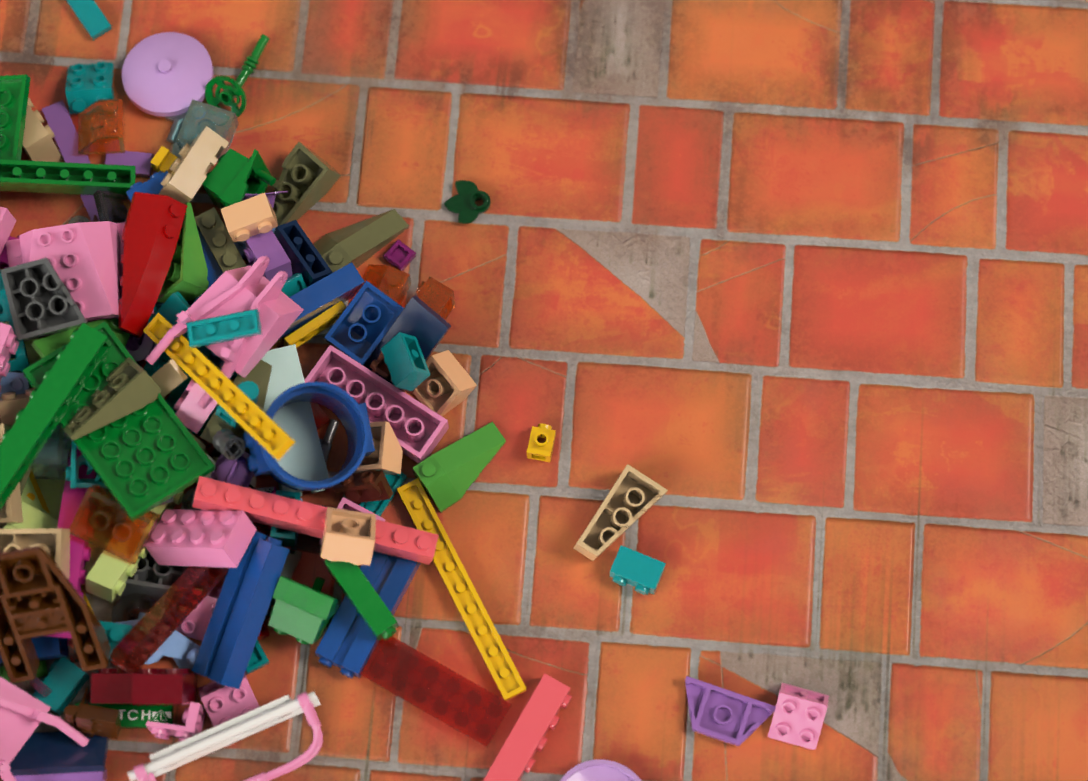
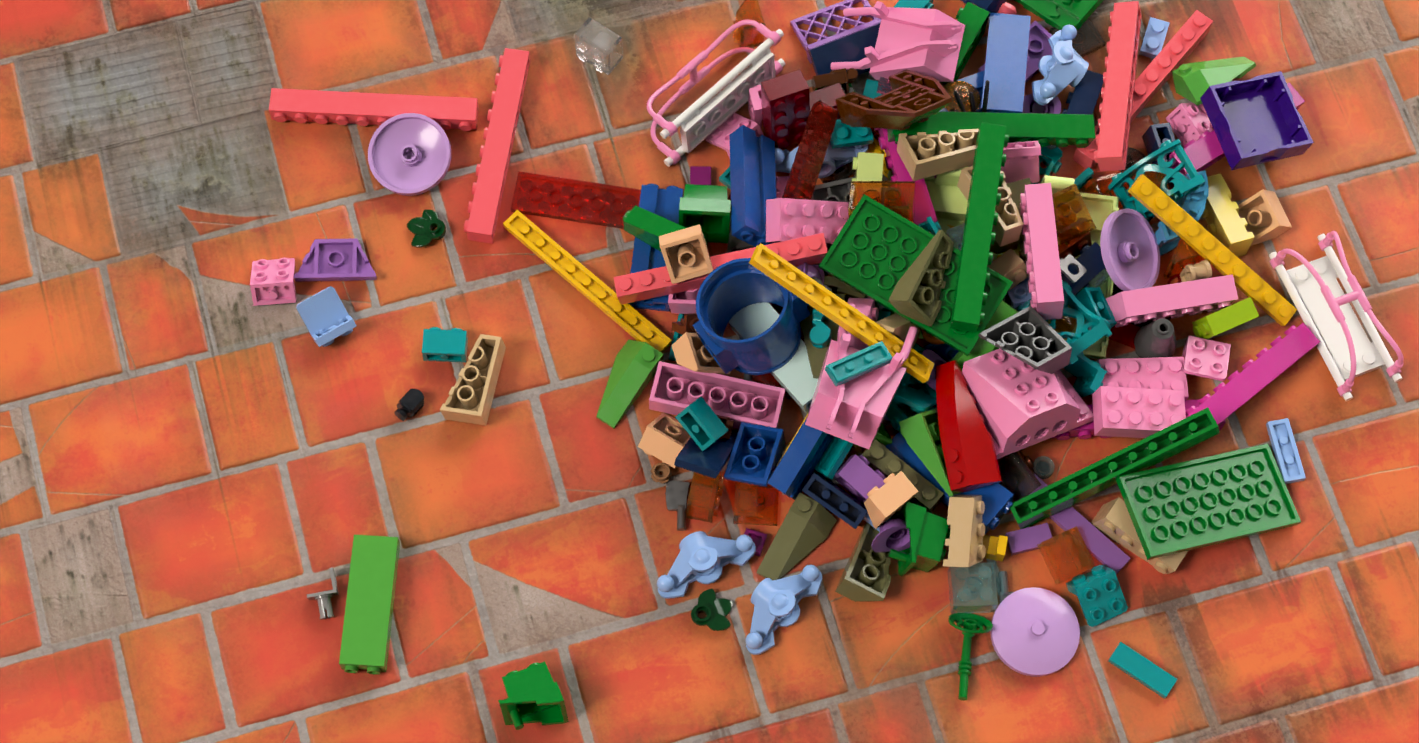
camera: 155 degrees right, 5 degrees down
(288, 671) = (700, 175): none -> magenta tile
(401, 180) = (778, 606): none -> light blue piece
(458, 247) = (702, 560): none -> light blue piece
(459, 322) = (676, 500): none -> flat silver piece
(464, 349) = (661, 467): none -> medium nougat plate
(544, 450) = (562, 412): yellow brick -> none
(614, 721) = (424, 227): none -> dark green plate
(674, 169) = (532, 698): none -> green piece
(695, 519) = (409, 404): none -> black arm
(754, 641) = (325, 317): none -> light blue bracket
(802, 324) = (369, 604): none -> bright green brick
(846, 346) = (324, 597): none -> light grey bracket

